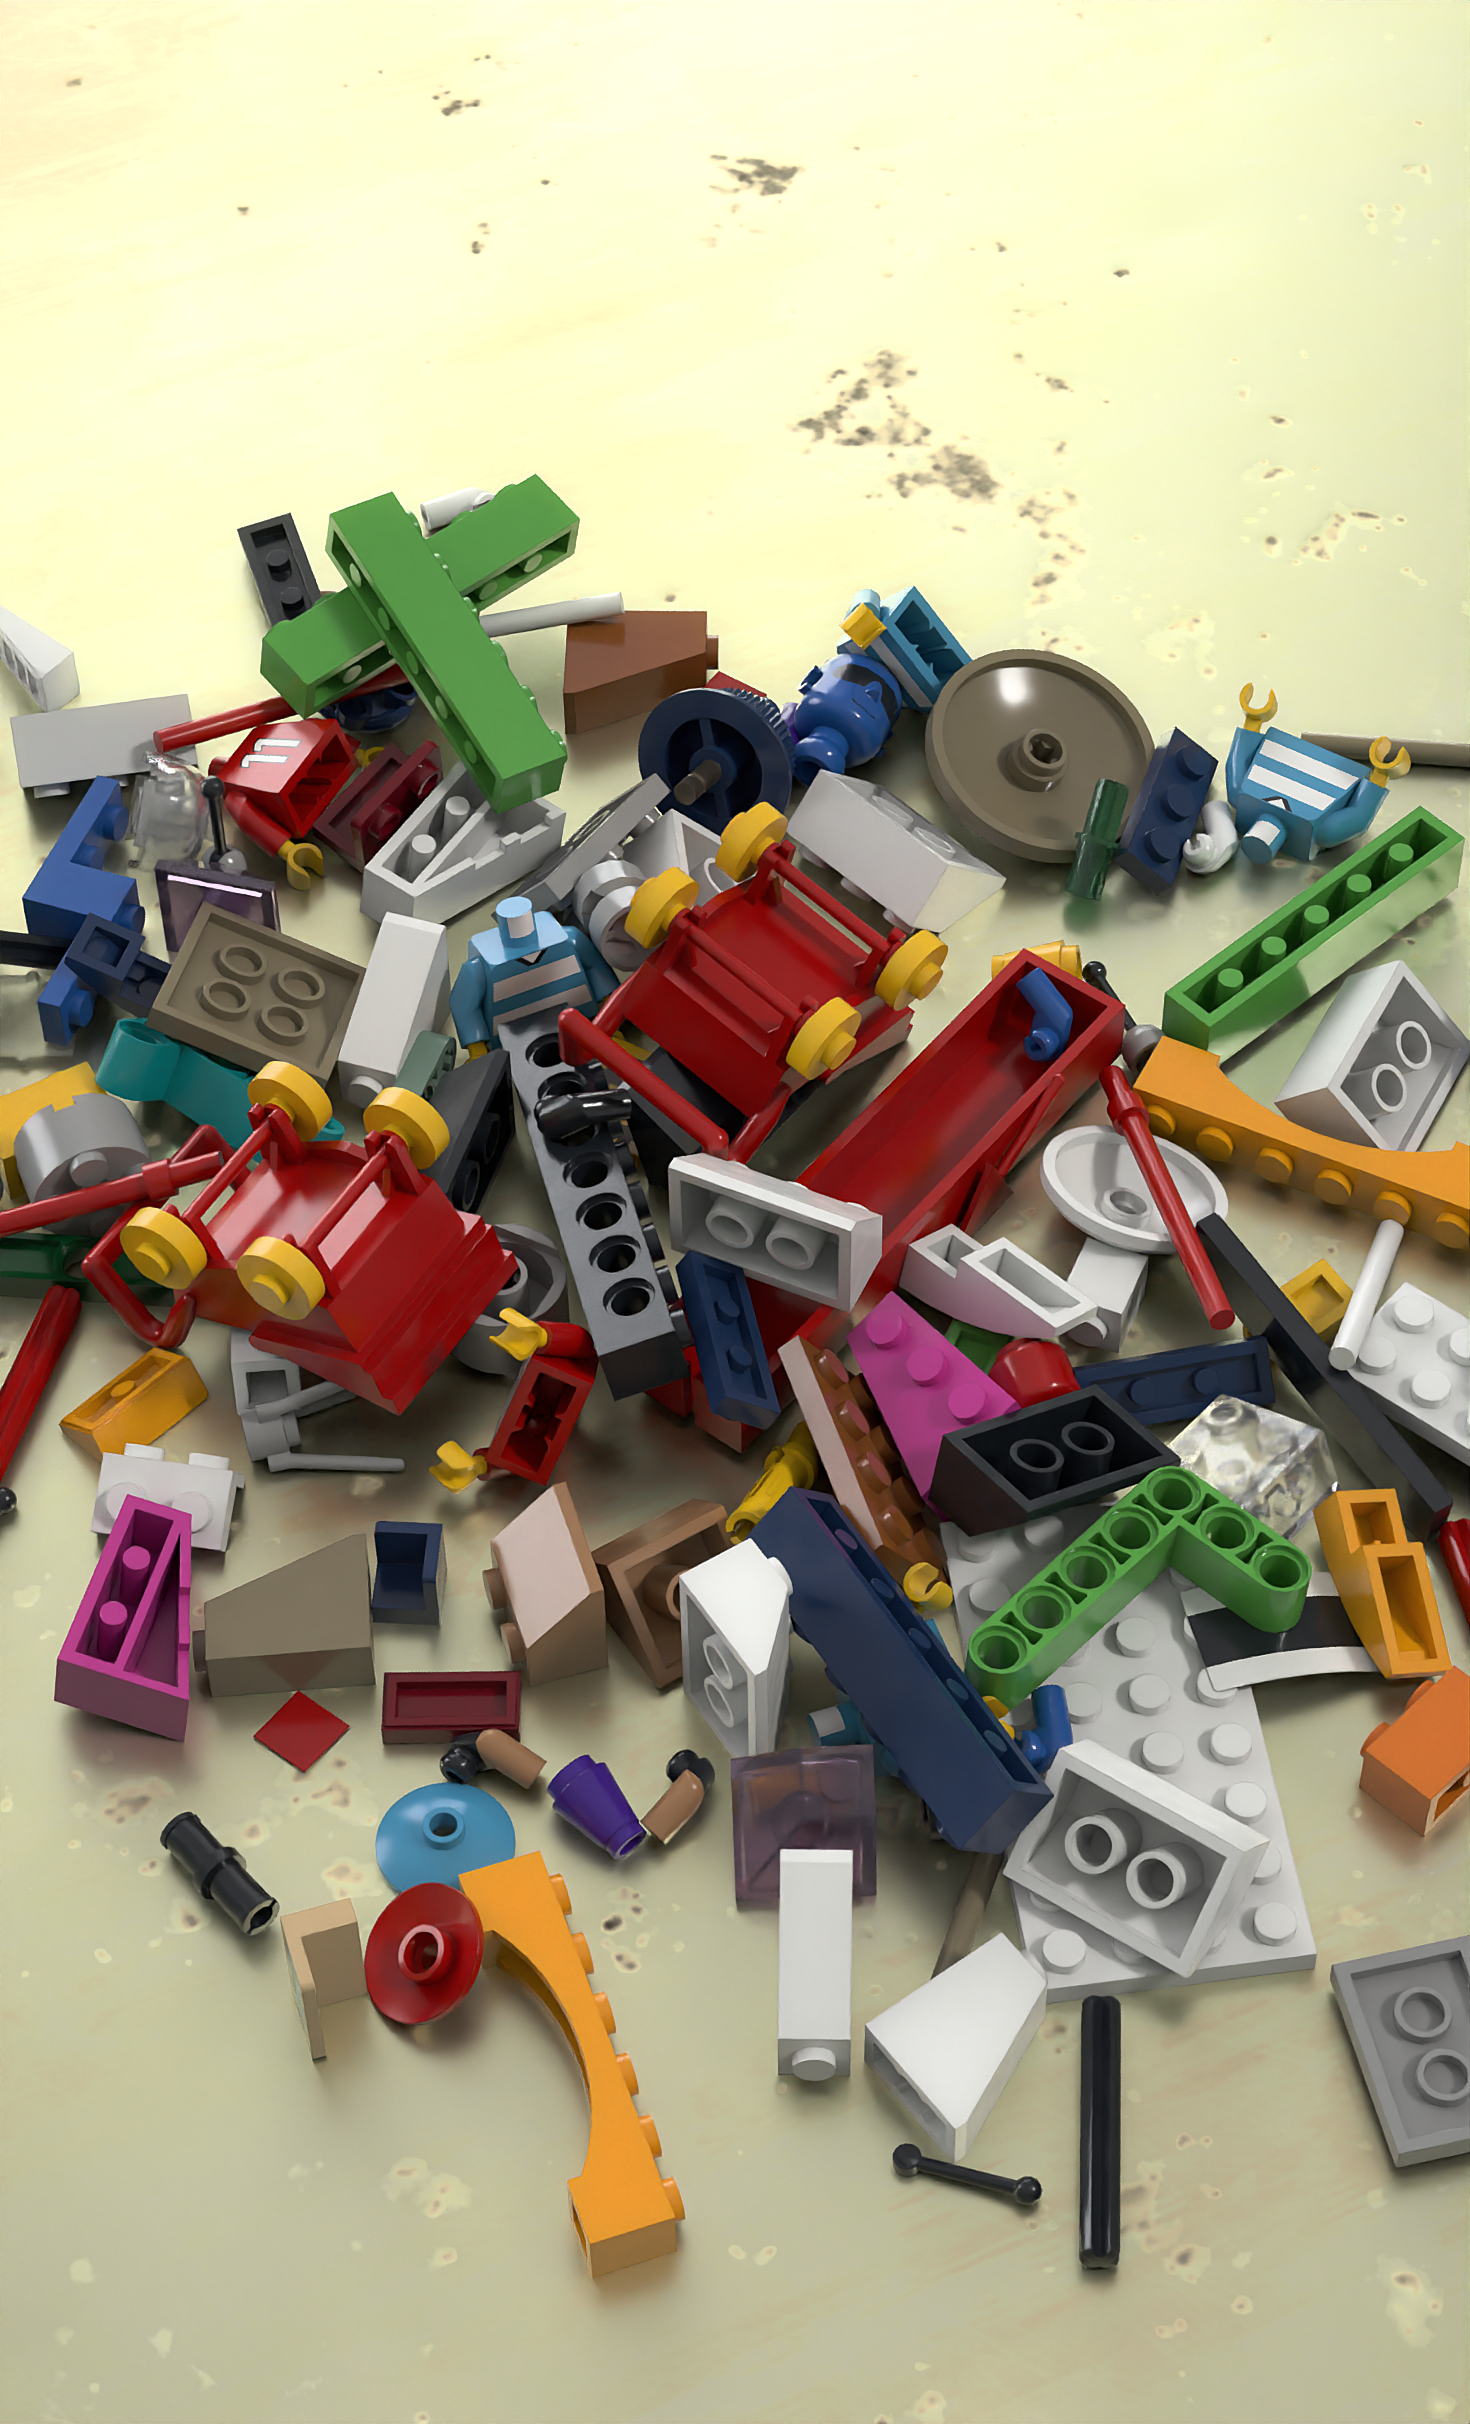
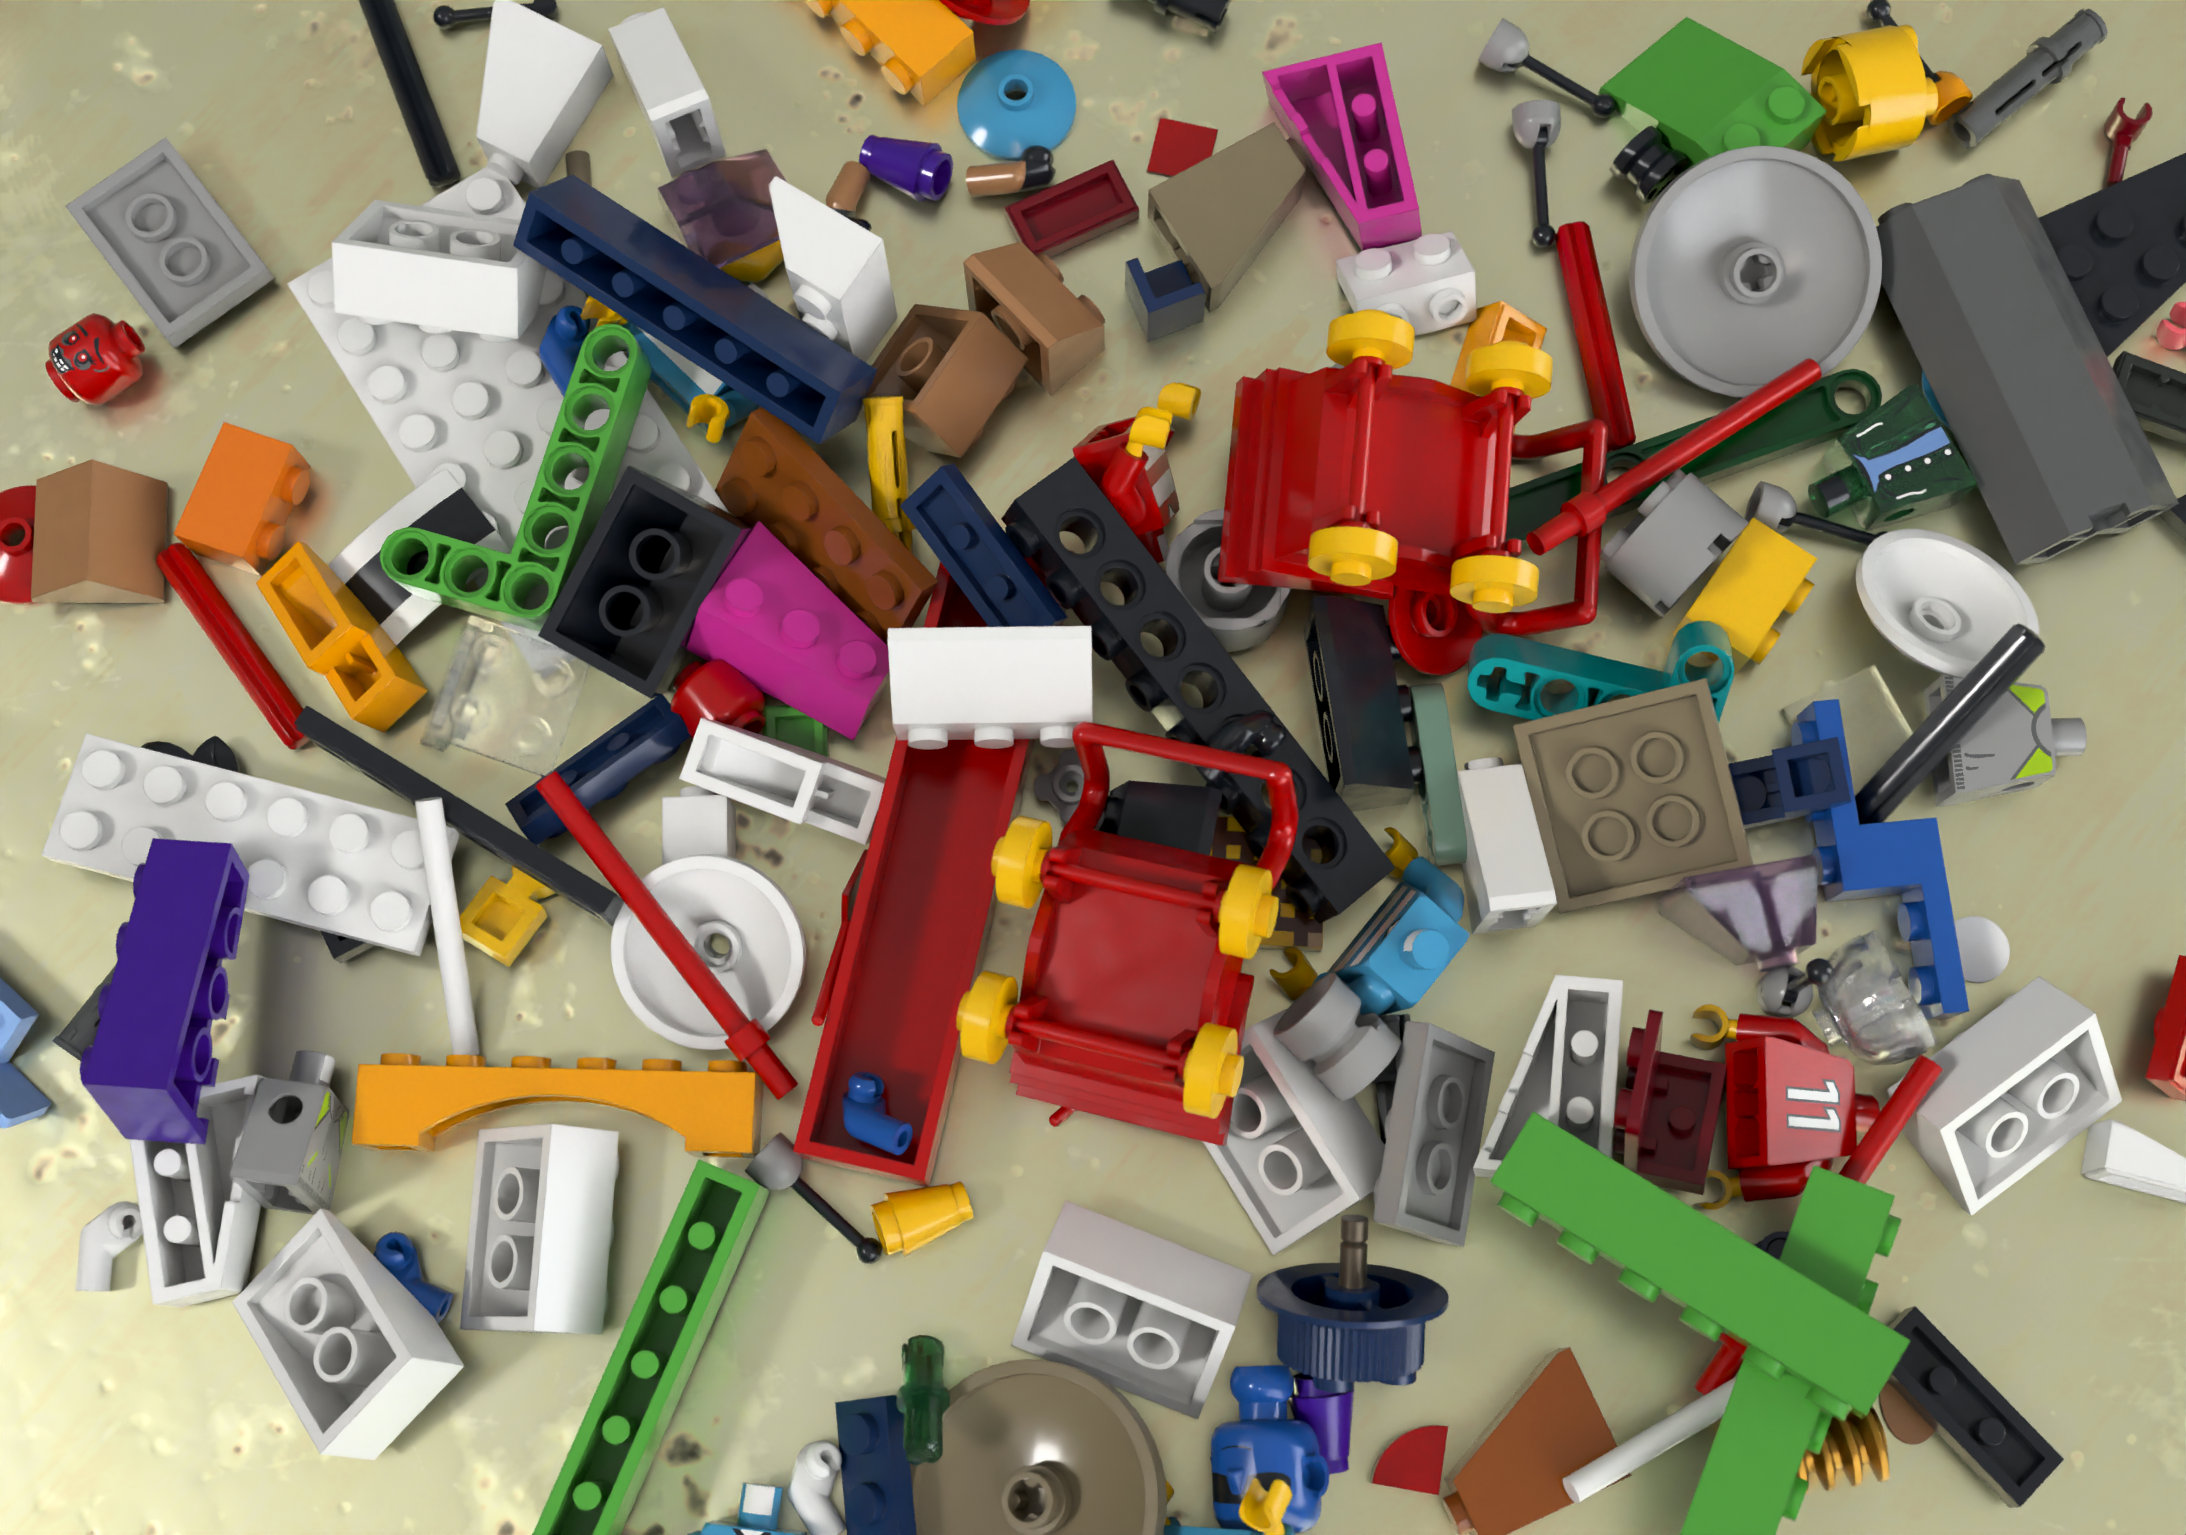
camera: 155 degrees right, 25 degrees up
(35, 846) = (1981, 948): none -> white sticker

